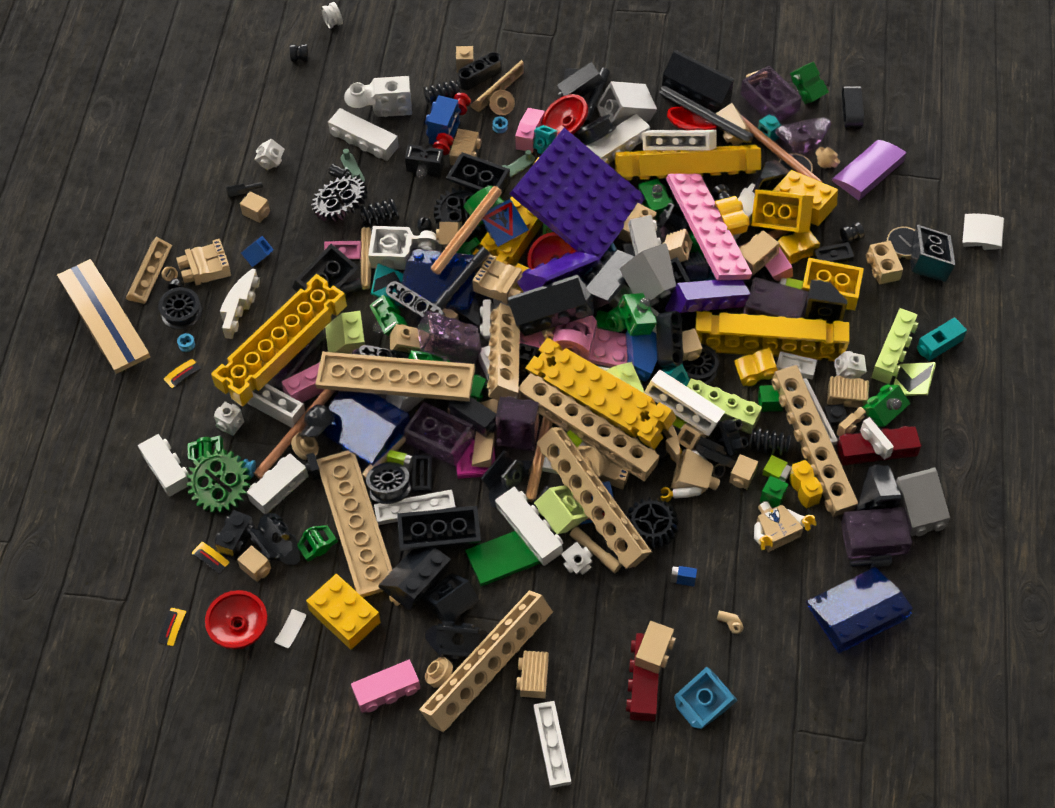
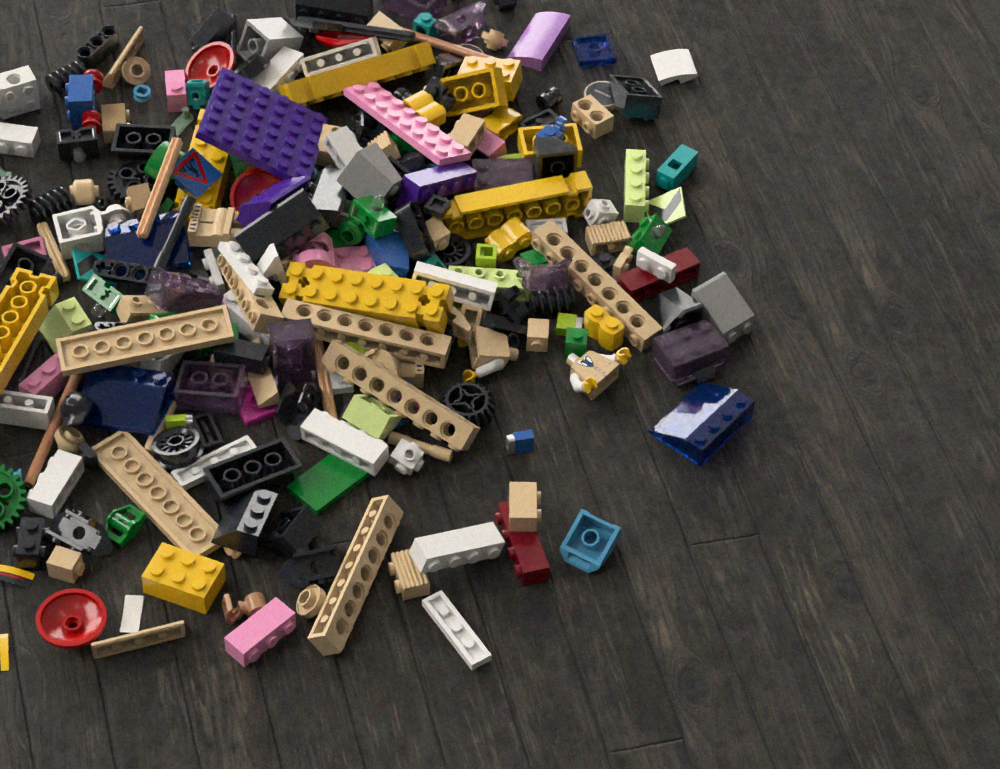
camera: 25 degrees left, 10 degrees down
(284, 655) = (138, 639): none -> tan slope
(388, 658) = (251, 604): none -> medium nougat leg
(411, 209) = (84, 192): none -> tan head
(464, 56) = (75, 38): tan brick -> none
(506, 333) = (245, 268): none -> white plate
(532, 335) = (271, 265): none -> white slope
(582, 665) = (456, 547): none -> white brick
(655, 196) = (337, 113): green piece -> none
(668, 100) = (313, 26): none -> black wing
(698, 321) = (437, 206): none -> black plate
(728, 379) = (486, 255): none -> lime brick
(732, 621) = (586, 468): tan arm -> none
(750, 200) = (439, 93): none -> black plate
(766, 415) = (543, 275): none -> piece
(836, 274) = (555, 130): none -> blue plate
(915, 193) = (594, 50): none -> clear blue plate

